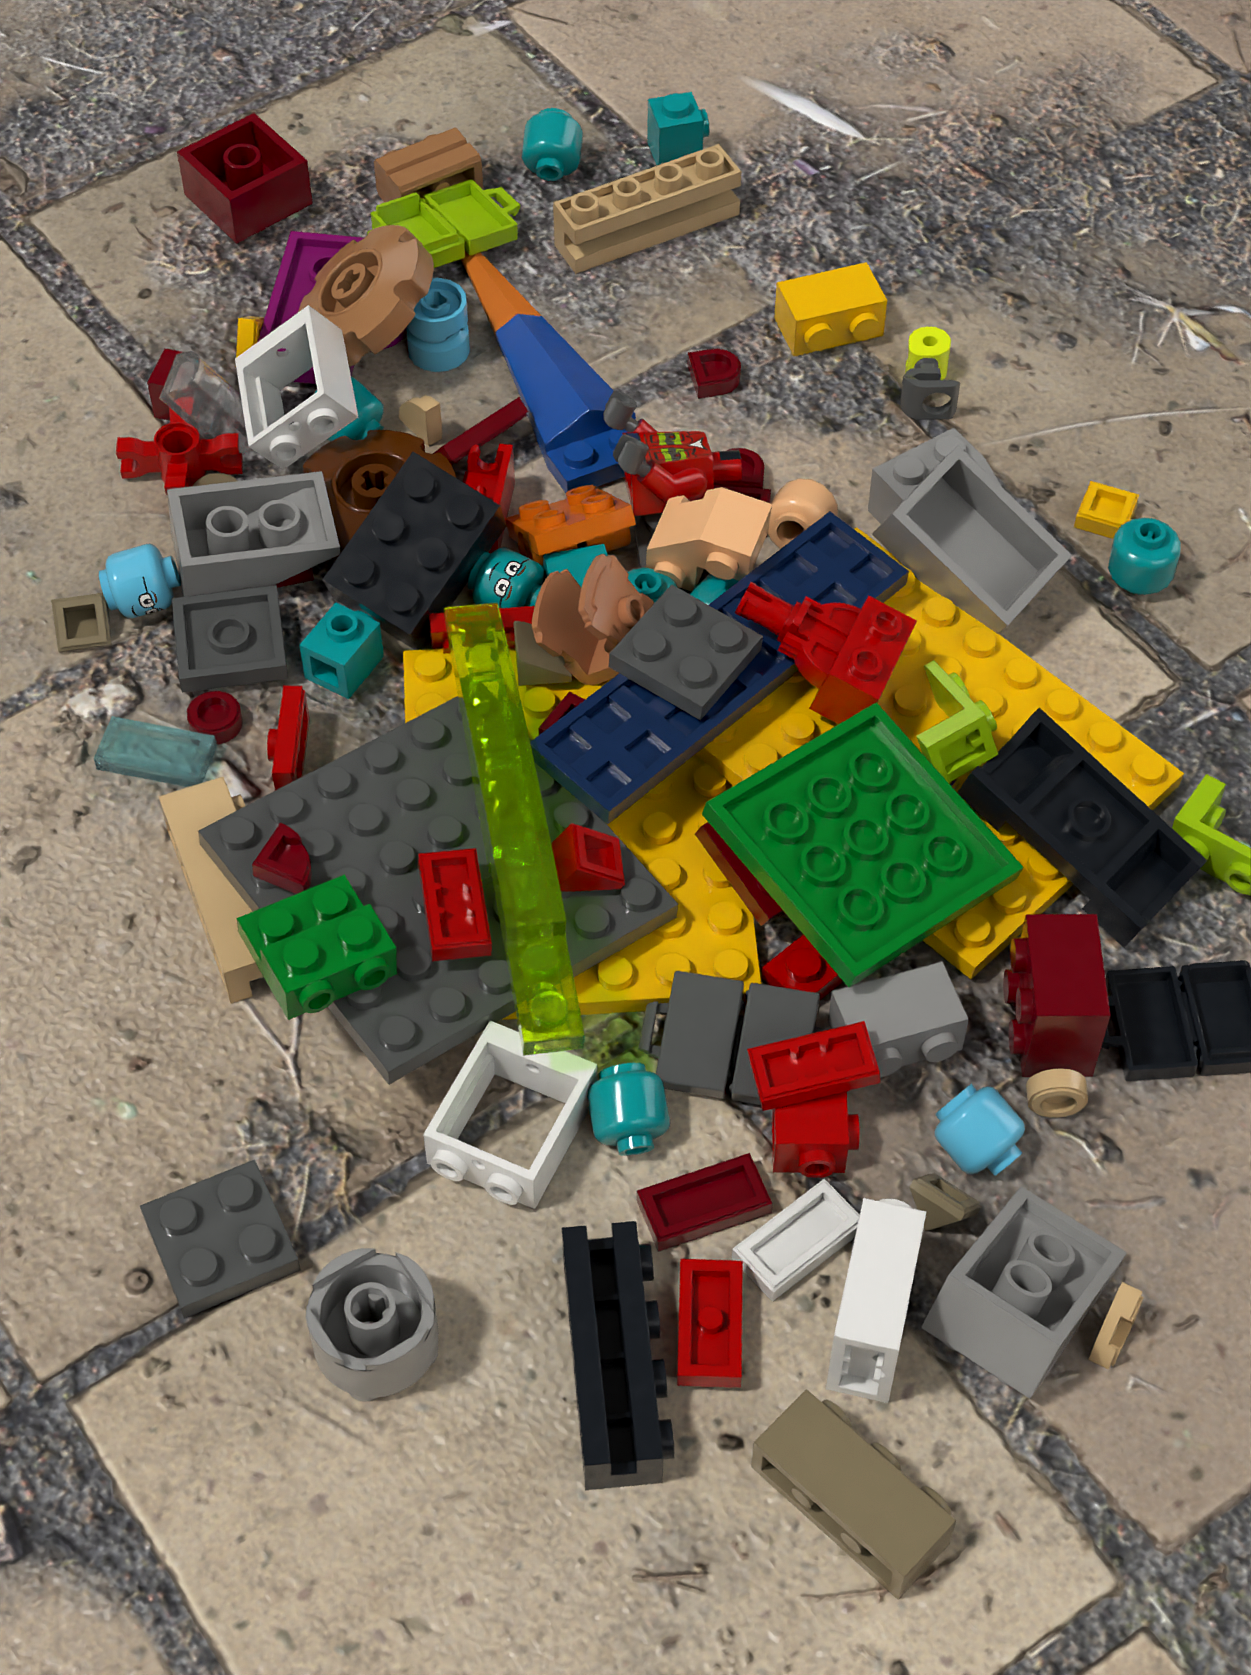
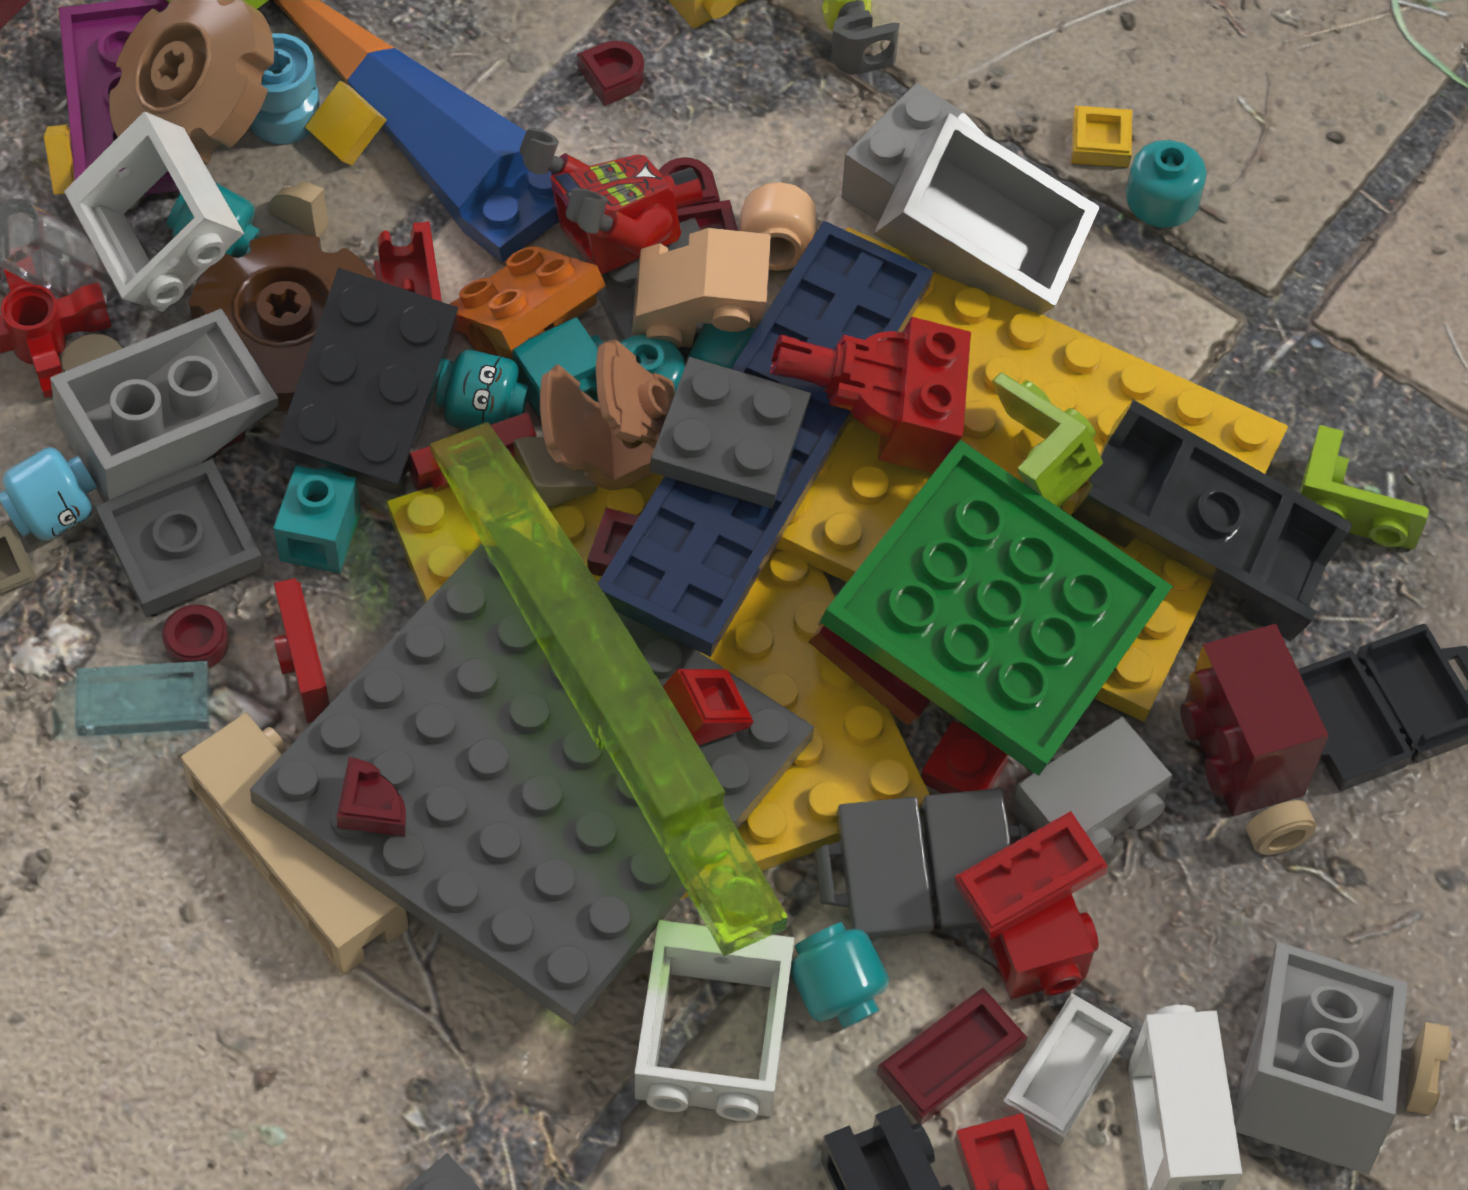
camera: 20 degrees left, 5 degrees up
(318, 947) = (448, 893): green plate -> none
(454, 904) = (581, 800): red plate -> none
(481, 363) = (345, 123): none -> yellow tile
(484, 431) = (380, 209): dark red tile -> none
(941, 1201) = (1204, 983): dark tan slope -> none
(979, 1130) = (1217, 893): medium azure head -> none

